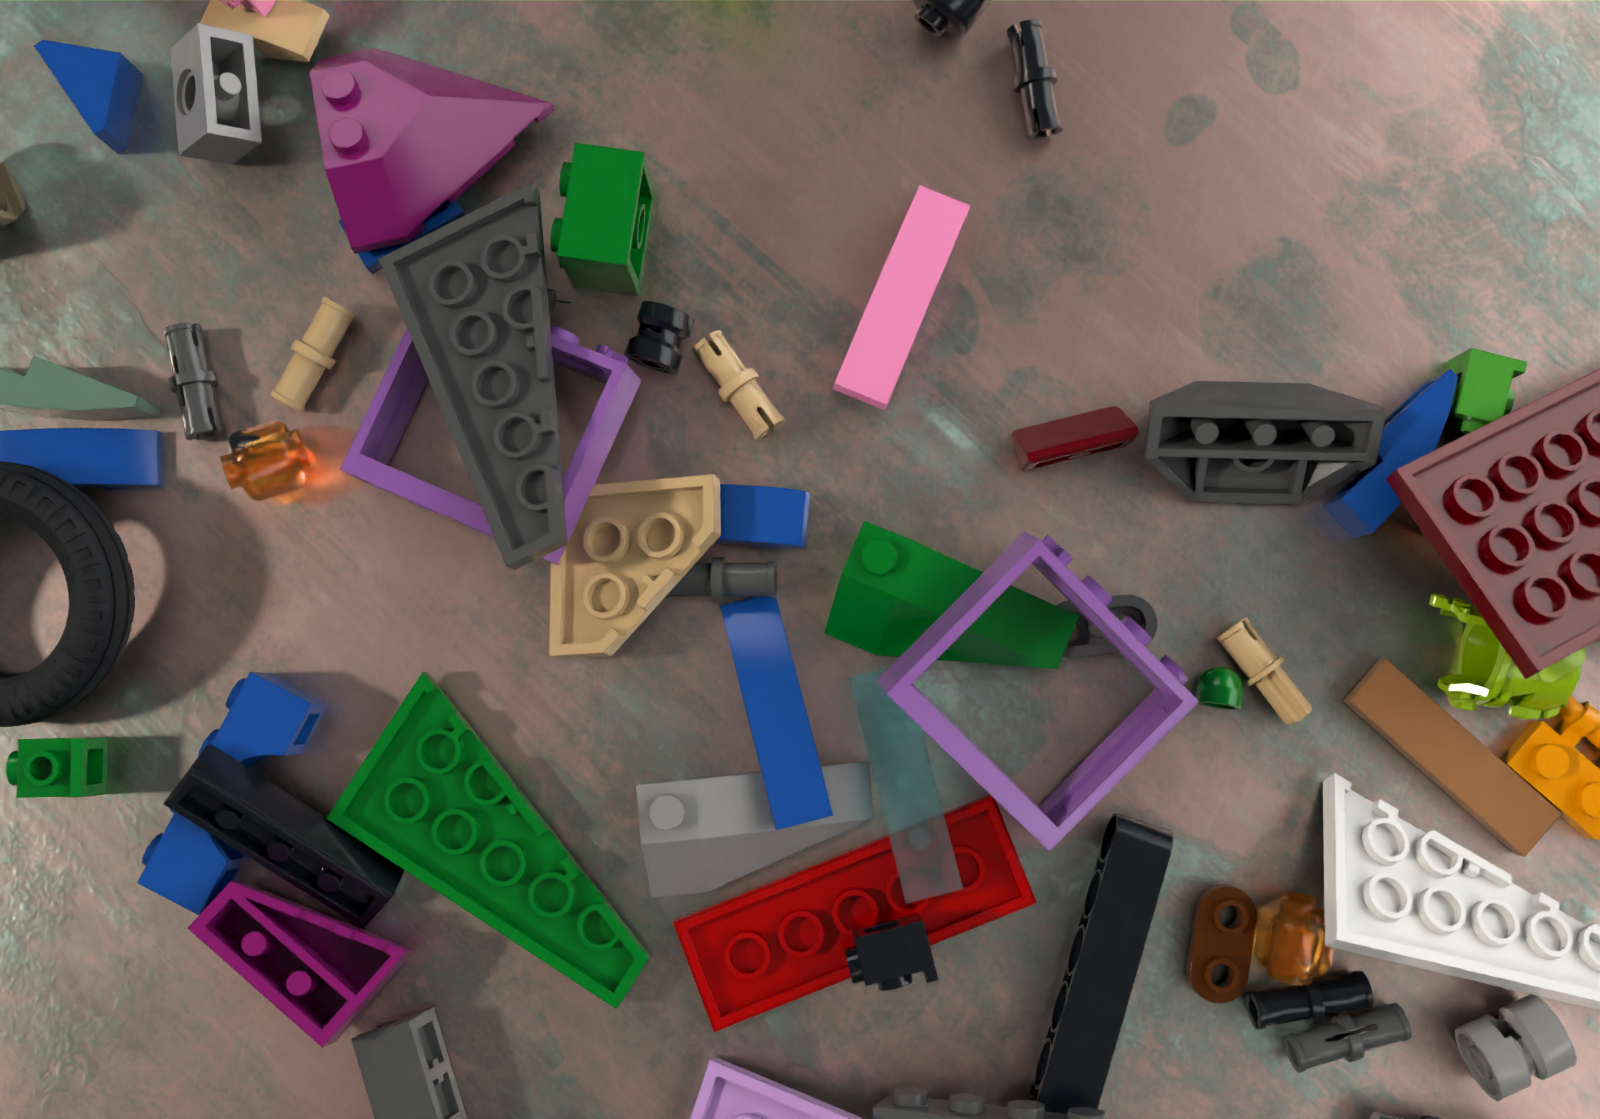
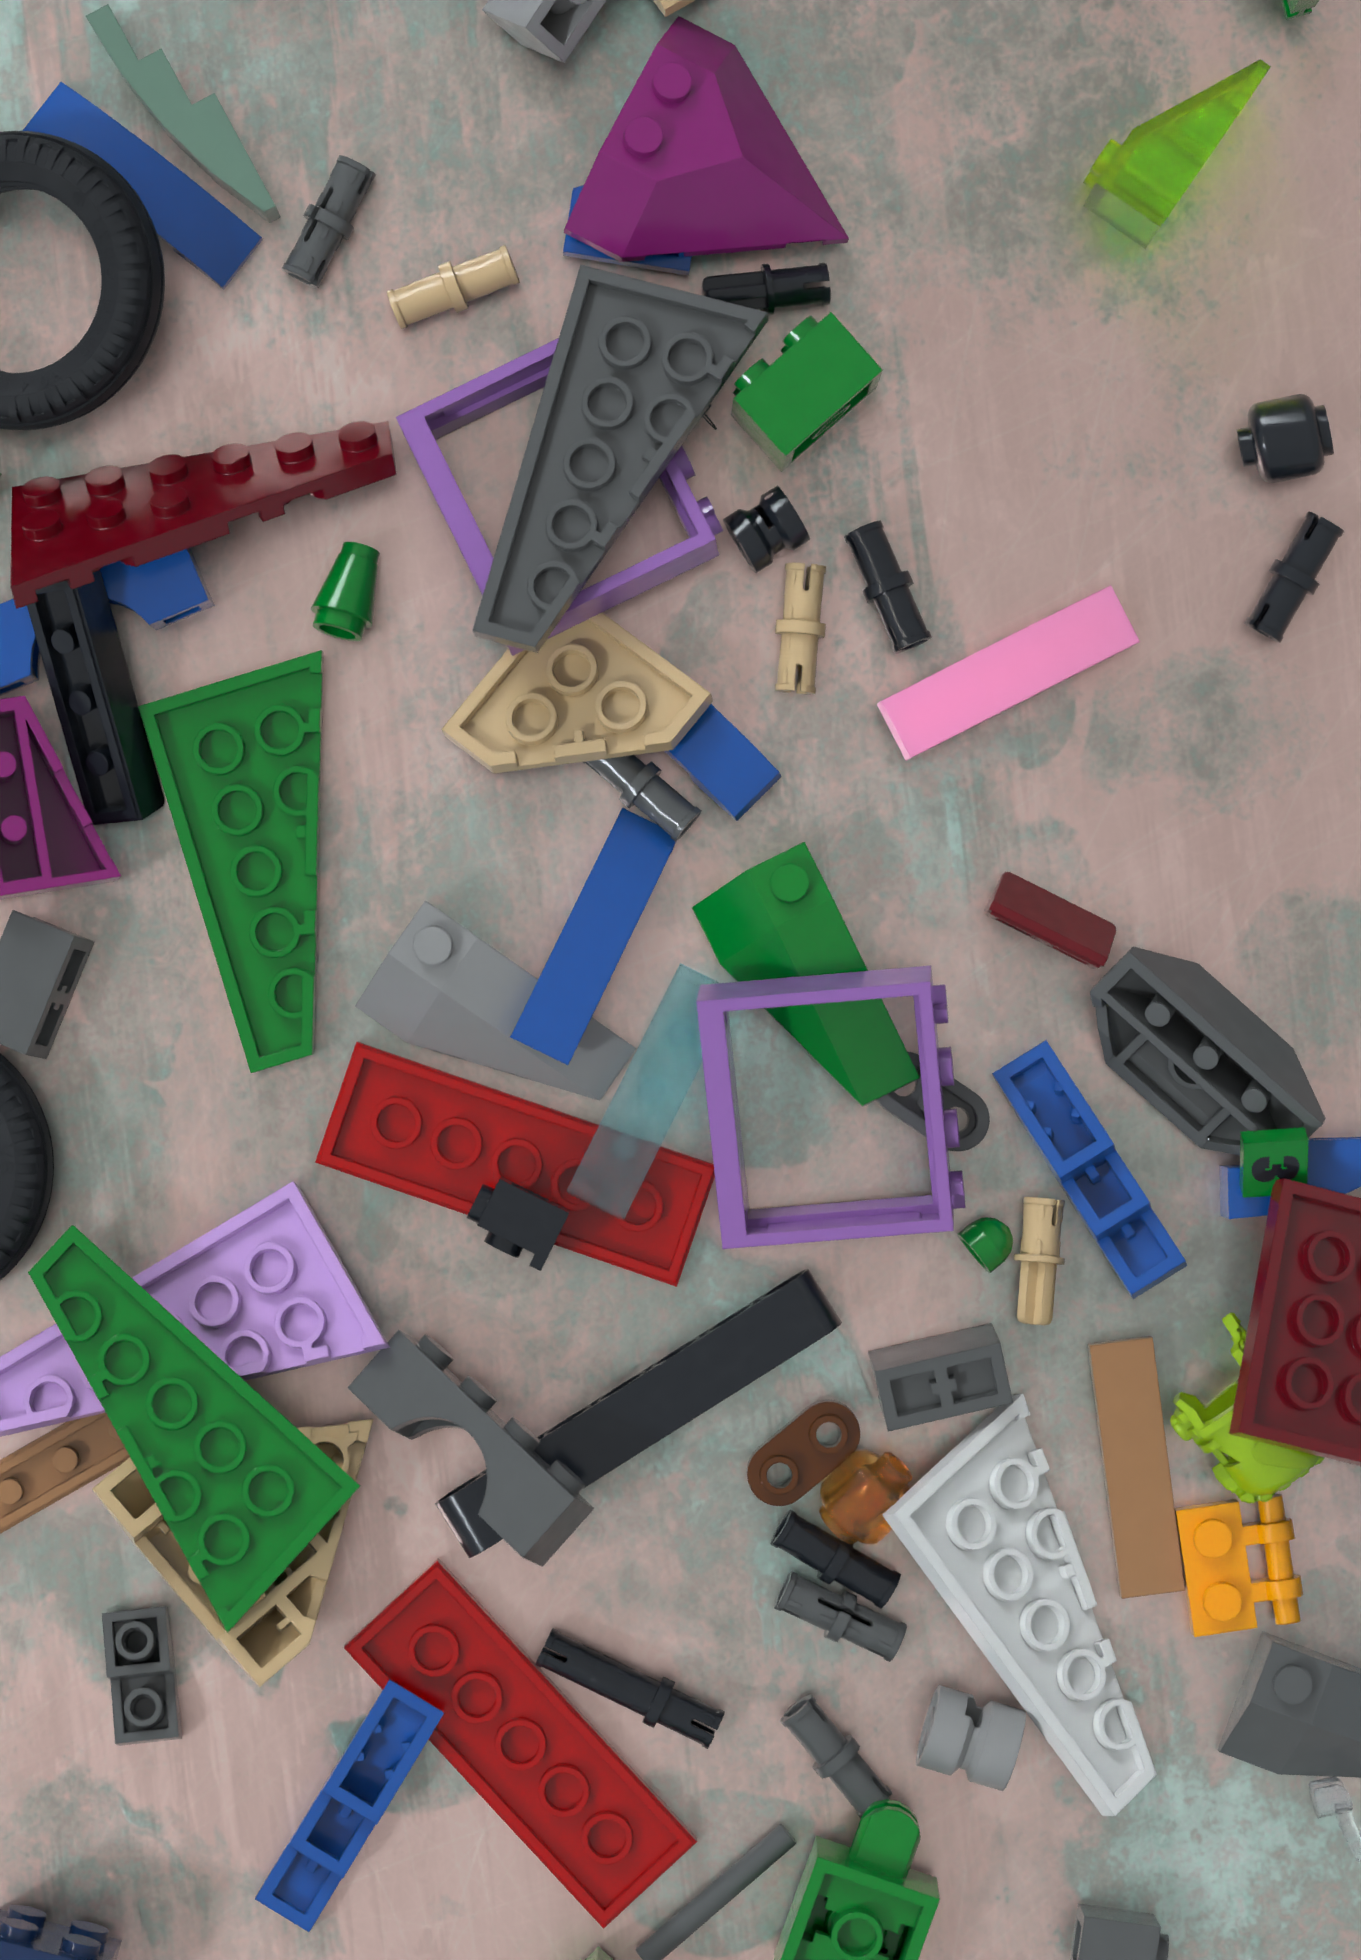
camera: 40 degrees right, 5 degrees up
(233, 655) = (178, 502): none -> dark red wing
(266, 460) = (337, 350): clear orange head -> none
(410, 618) = (348, 593): none -> green cone
(539, 168) = (770, 288): none -> black axle
(773, 308) = (887, 587): none -> black pin
(1244, 581) = (1089, 1169): none -> blue slope
(1271, 809) = (940, 1377): none -> dark grey hinge
(1371, 463) = (1271, 1157): none -> green tile

